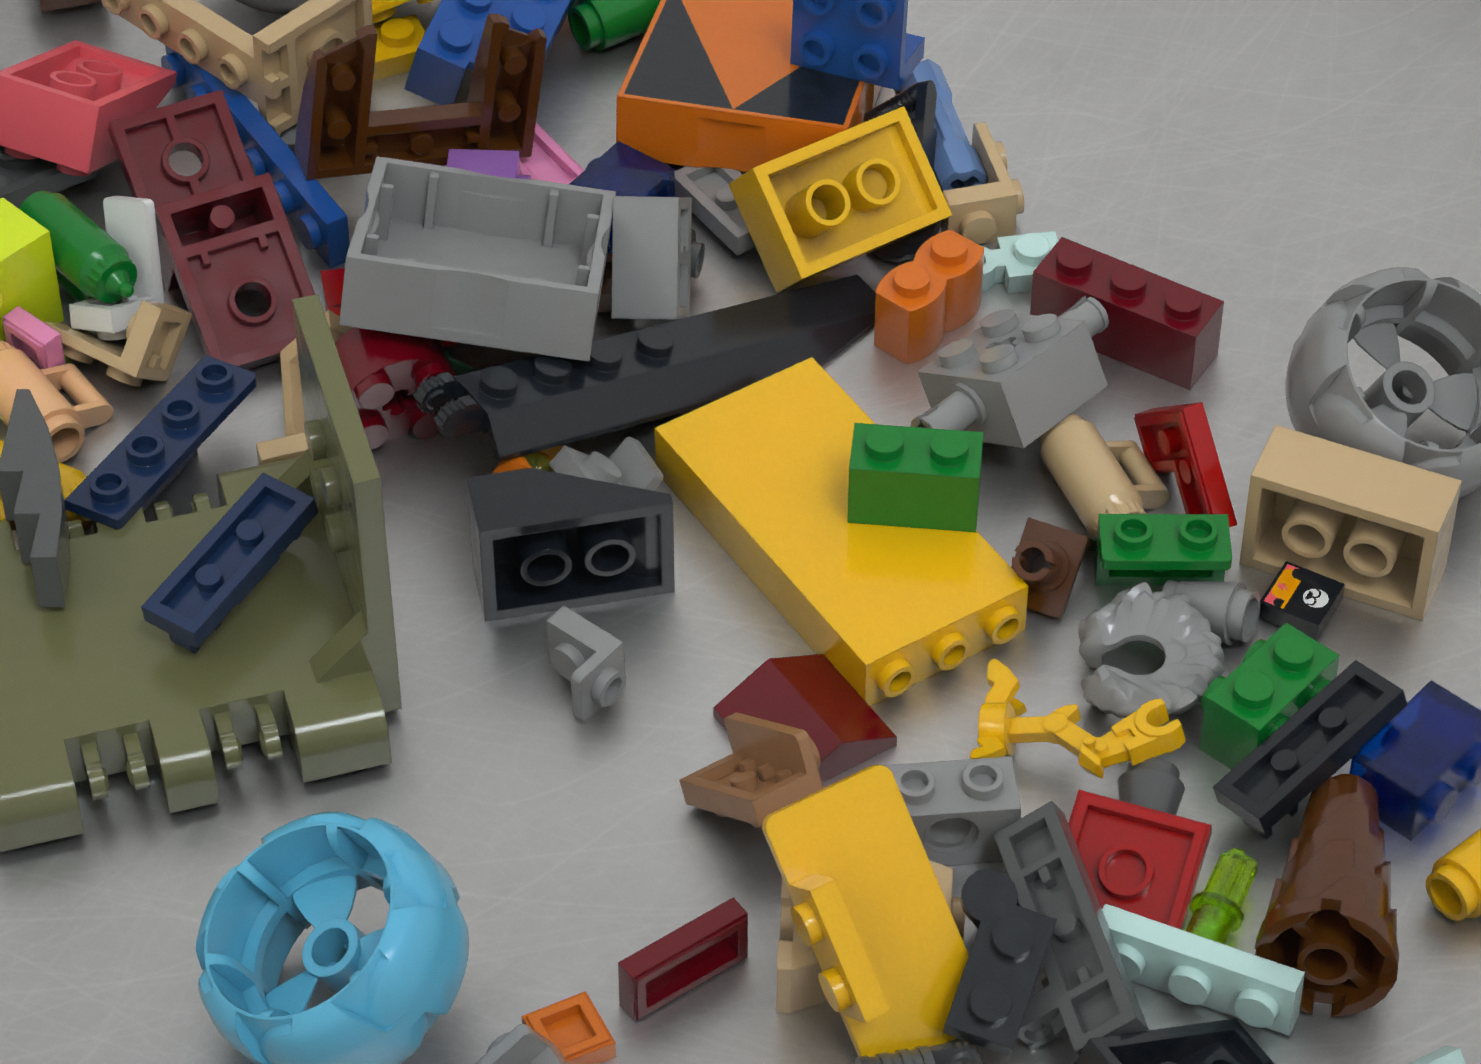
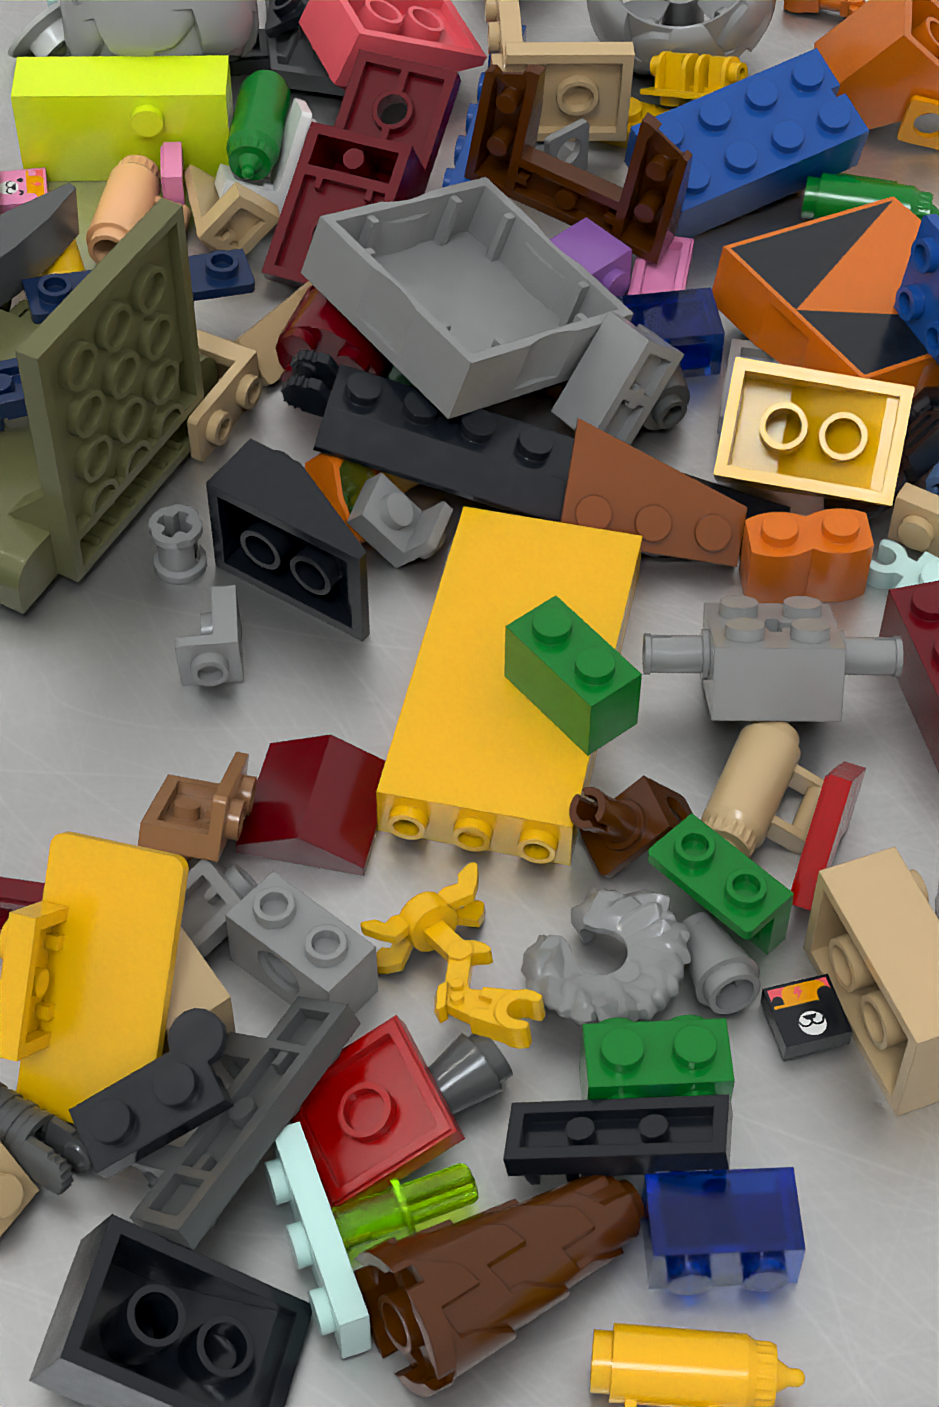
camera: 45 degrees right, 5 degrees up
(454, 629) = (177, 536): none -> light grey bush
(769, 330) = (638, 495): none -> dark orange wing

